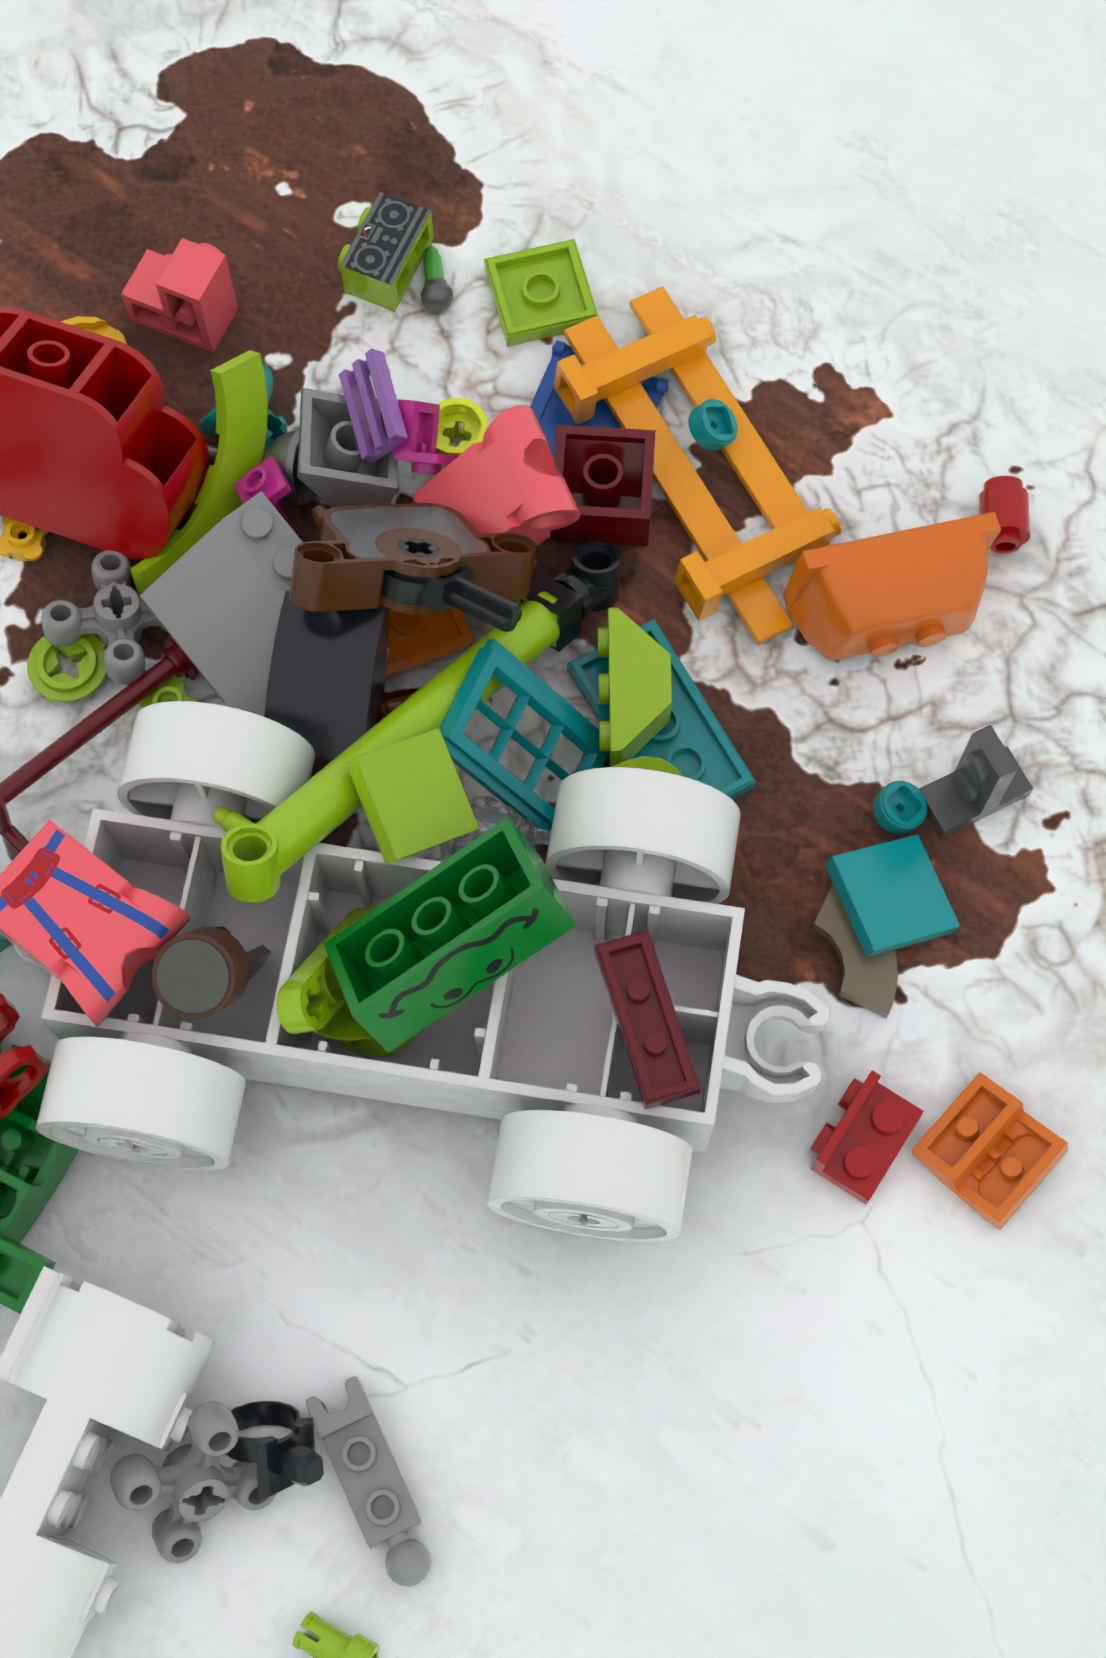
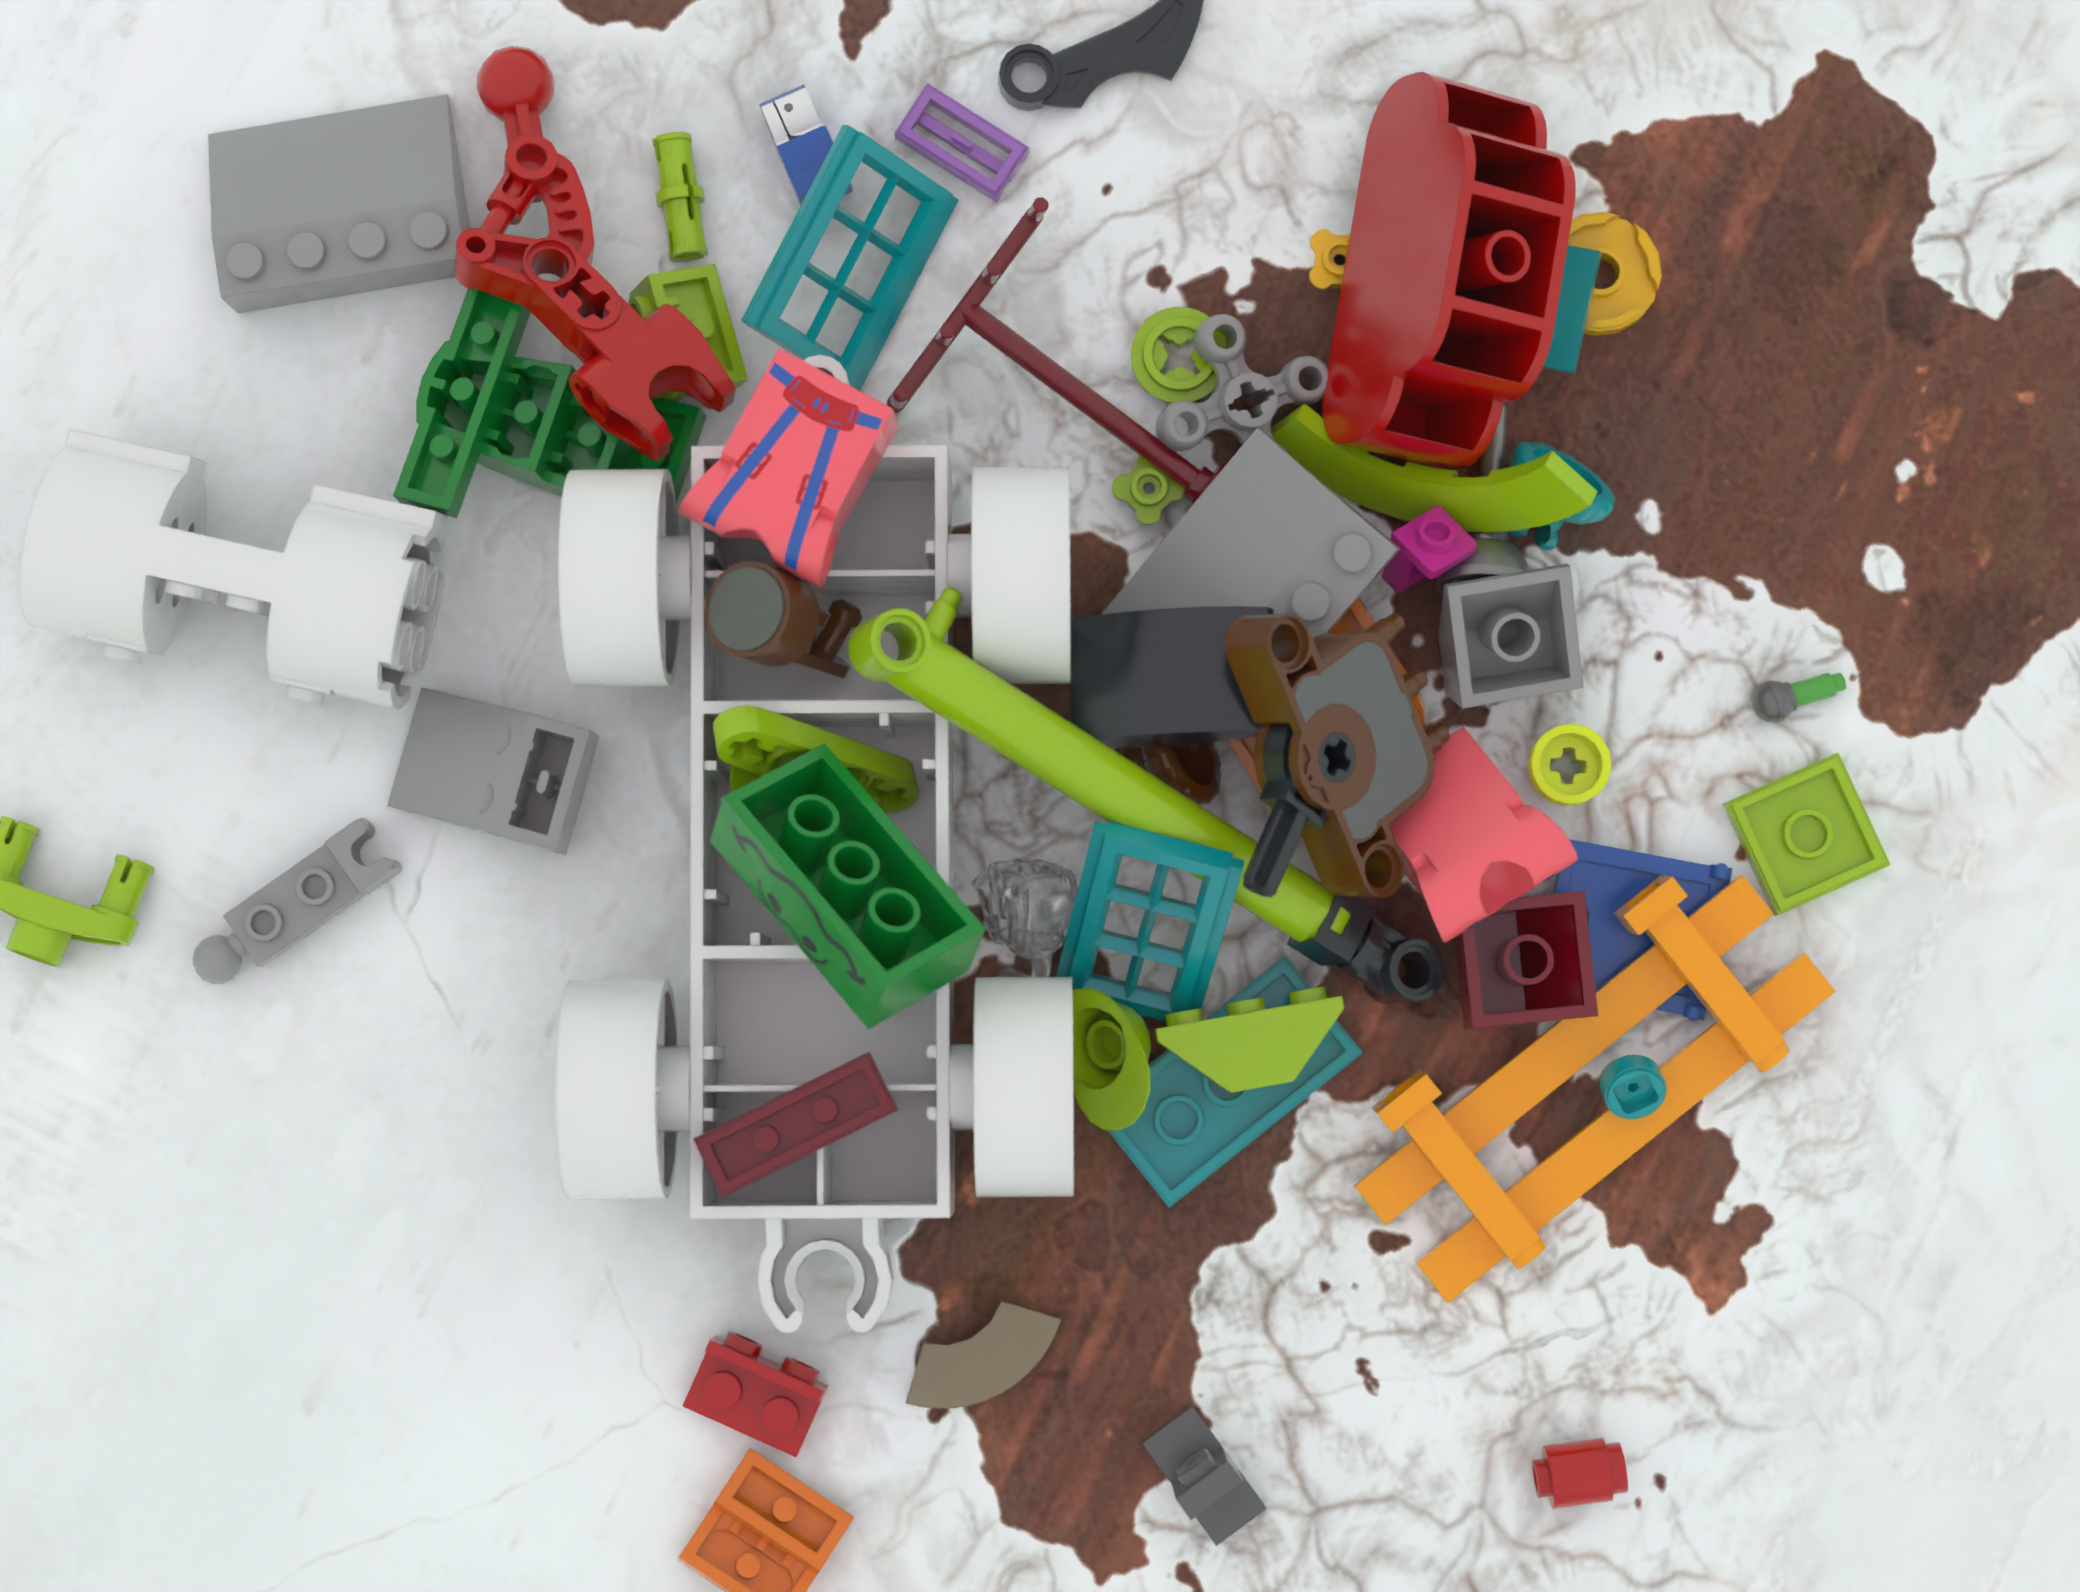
camera: 85 degrees right, 15 degrees up
(183, 294) = (1705, 379): coral brick -> none
(190, 1481) = (253, 718): light grey gear -> none
(280, 1460) = (286, 804): black piece -> none
(286, 1275) = (494, 770): none -> light grey slope
(367, 410) = (1556, 658): medium lavender tile -> none
(386, 251) = (1823, 623): brick -> none
(412, 795) = (1019, 810): lime tile -> none
(421, 427) = (1531, 719): dark pink bracket -> none
(892, 588) = (1435, 1346): orange windscreen -> none
(892, 895) = (1048, 1390): teal tile -> none
(899, 807) = (1164, 1386): teal tile -> none

